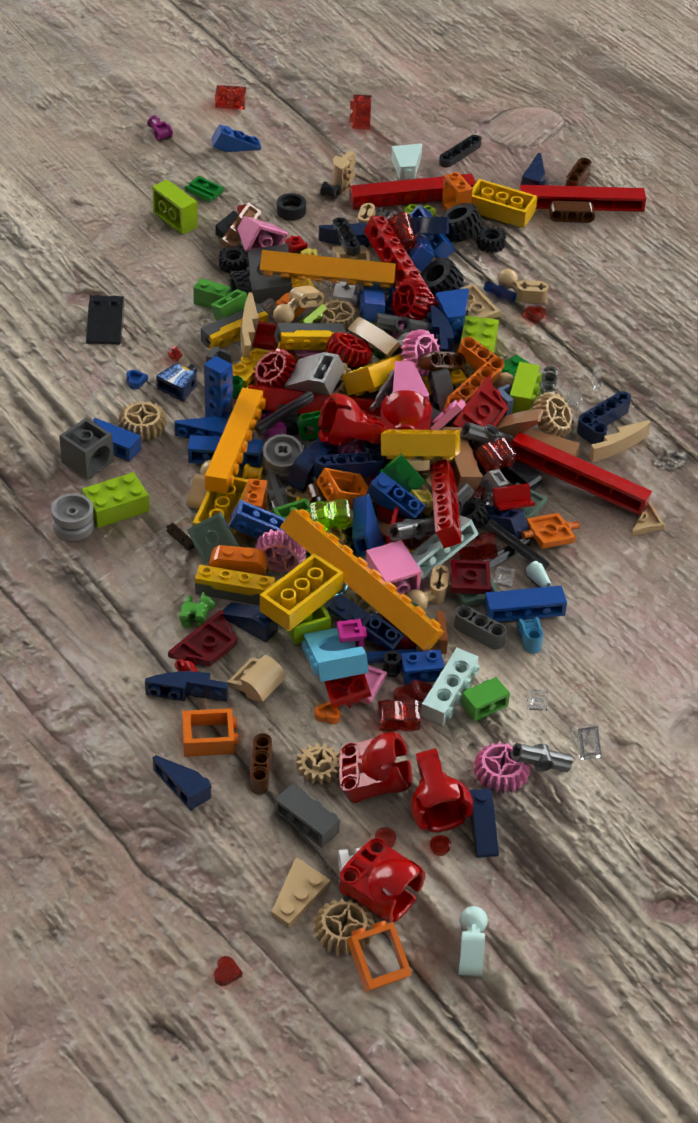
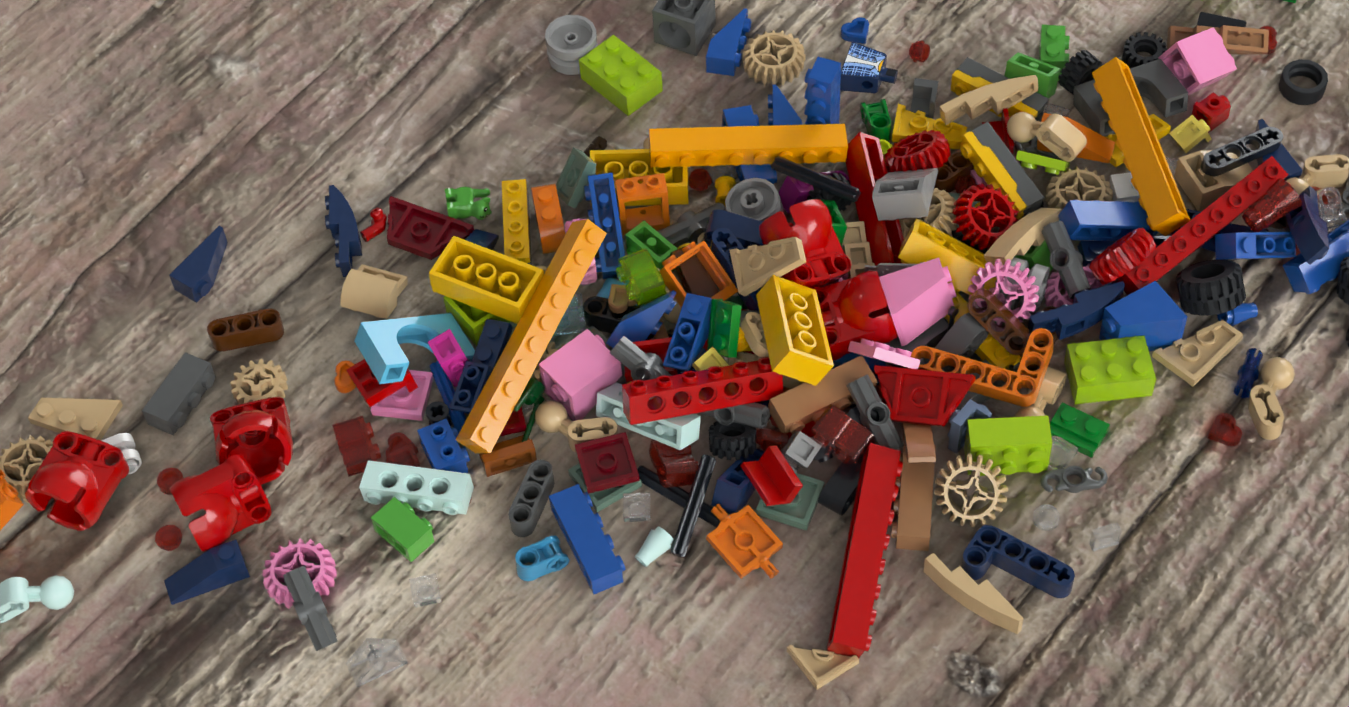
camera: 80 degrees right, 10 degrees up
(209, 746) = (273, 251): orange window -> none
(365, 438) = (758, 263): none -> tan wing

